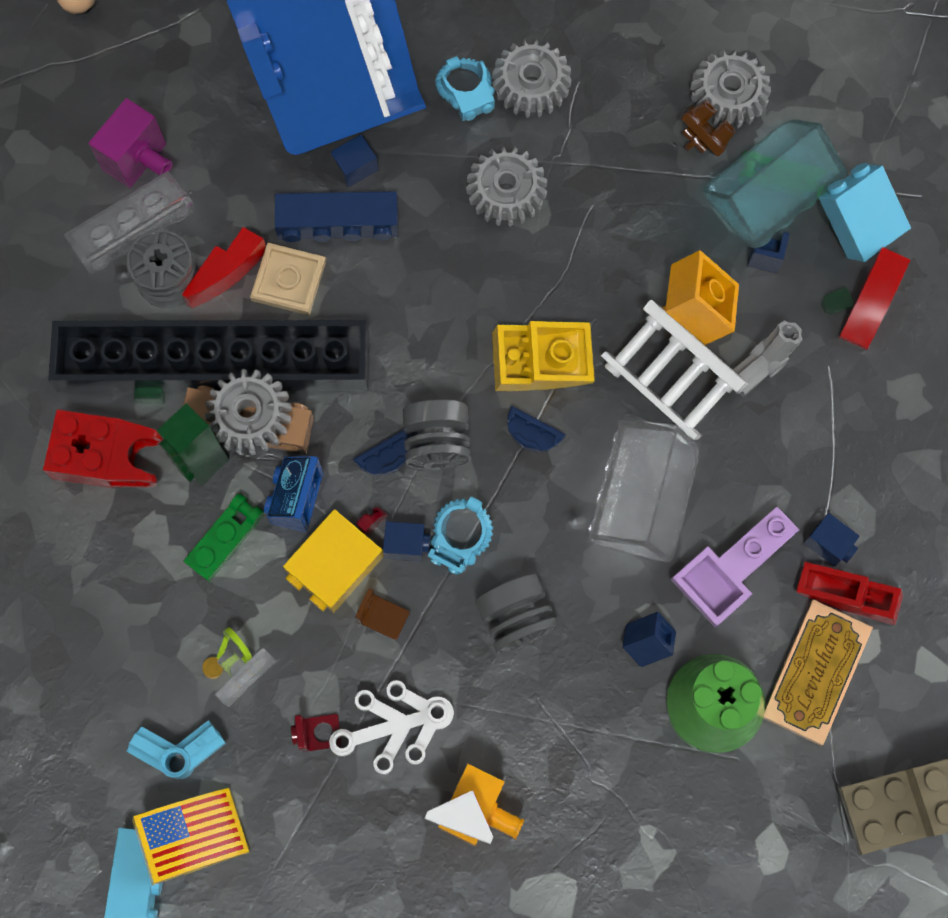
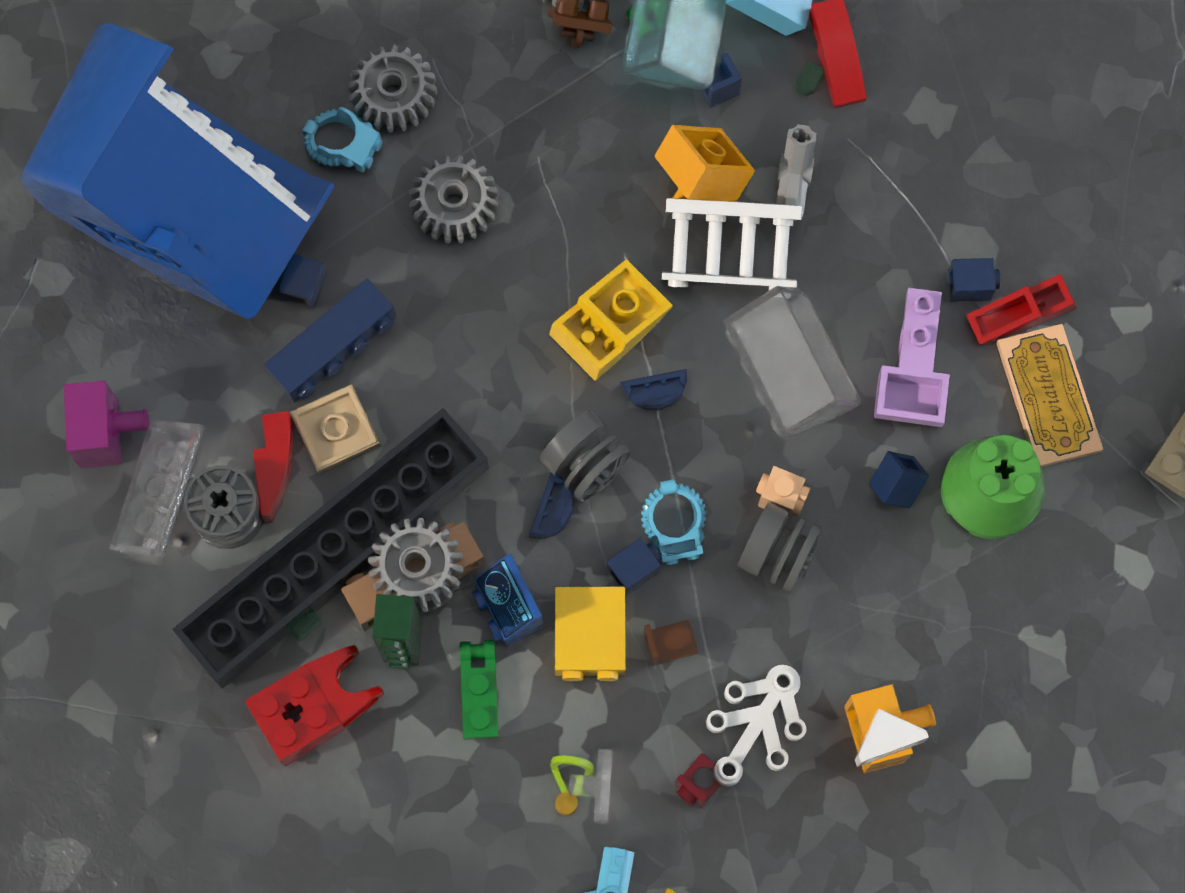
camera: 40 degrees left, 0 degrees up
(369, 523) = (590, 572): dark red tile -> none
(556, 577) = (783, 490): none -> light nougat brick

